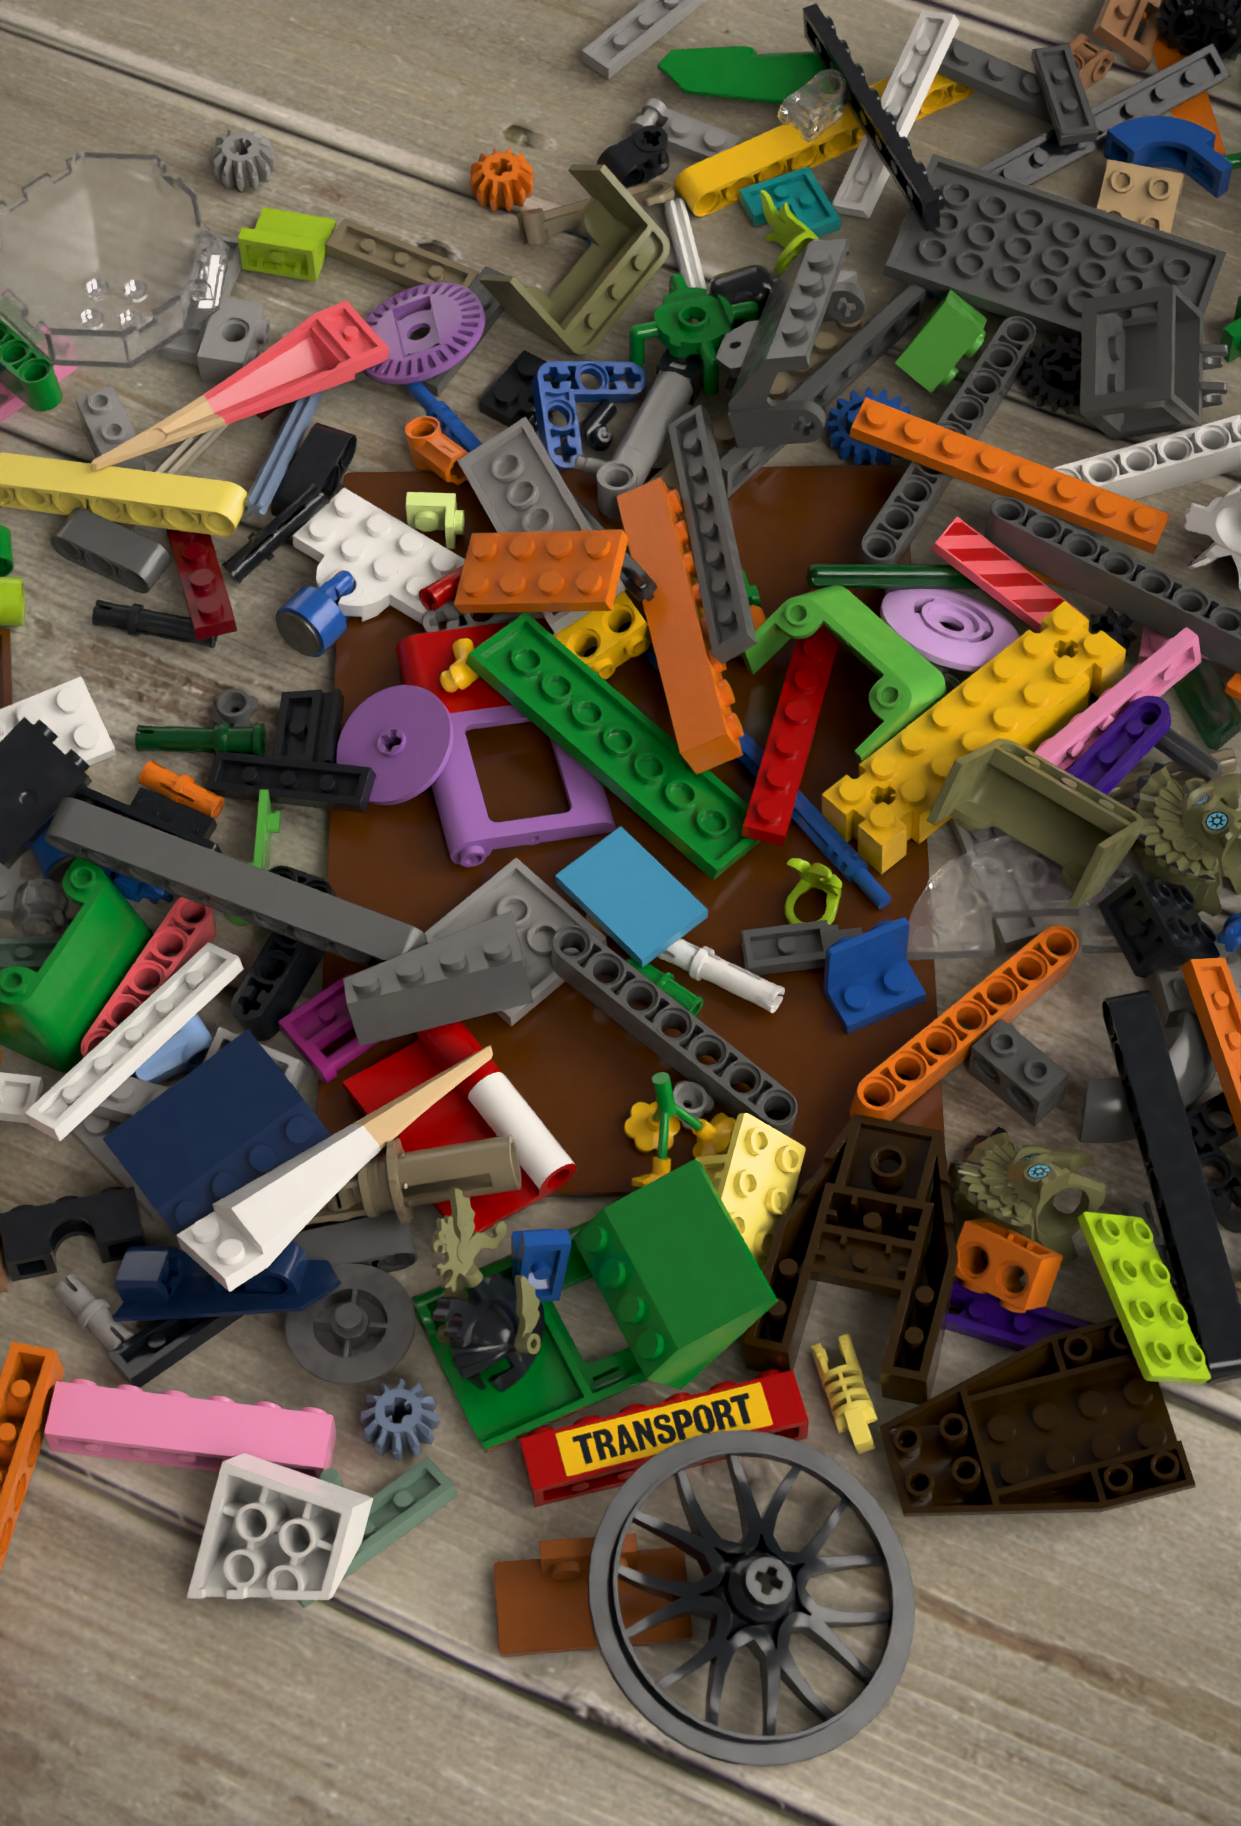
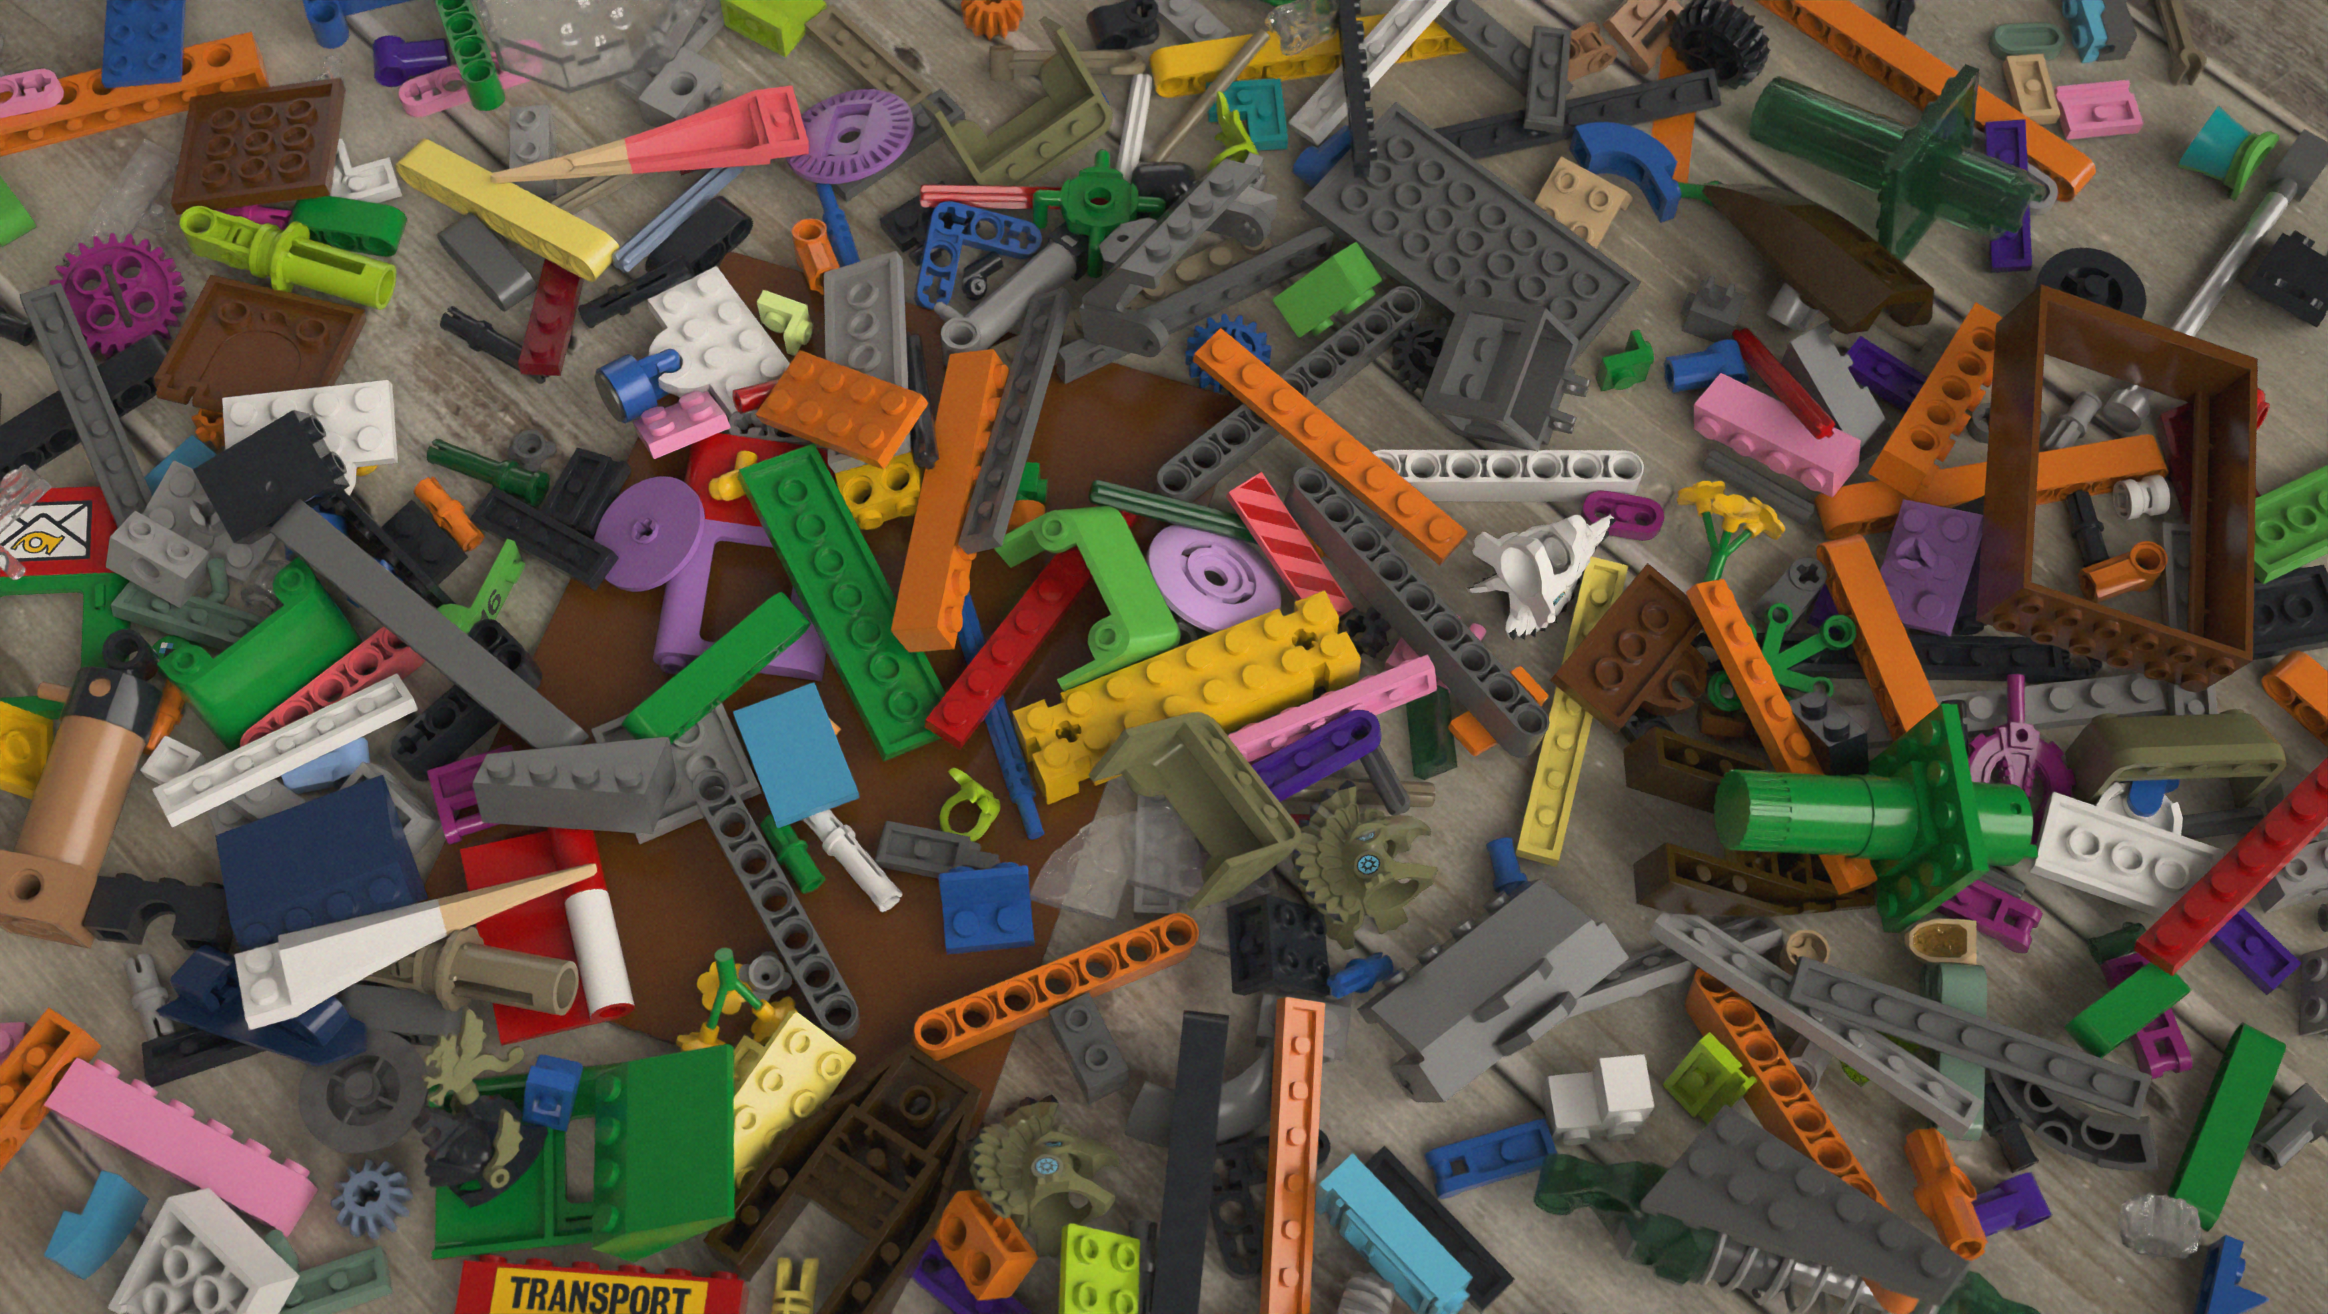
camera: 15 degrees right, 5 degrees up
(149, 1525) = (90, 1239): none -> dark azure slope
(380, 637) = (680, 424): none -> bright pink plate
(527, 841) = (718, 671): none -> green beam
(578, 349) = (986, 196): none -> axle
(751, 199) = (1209, 97): none -> dark tan piece
(880, 232) = (1317, 162): none -> blue piece

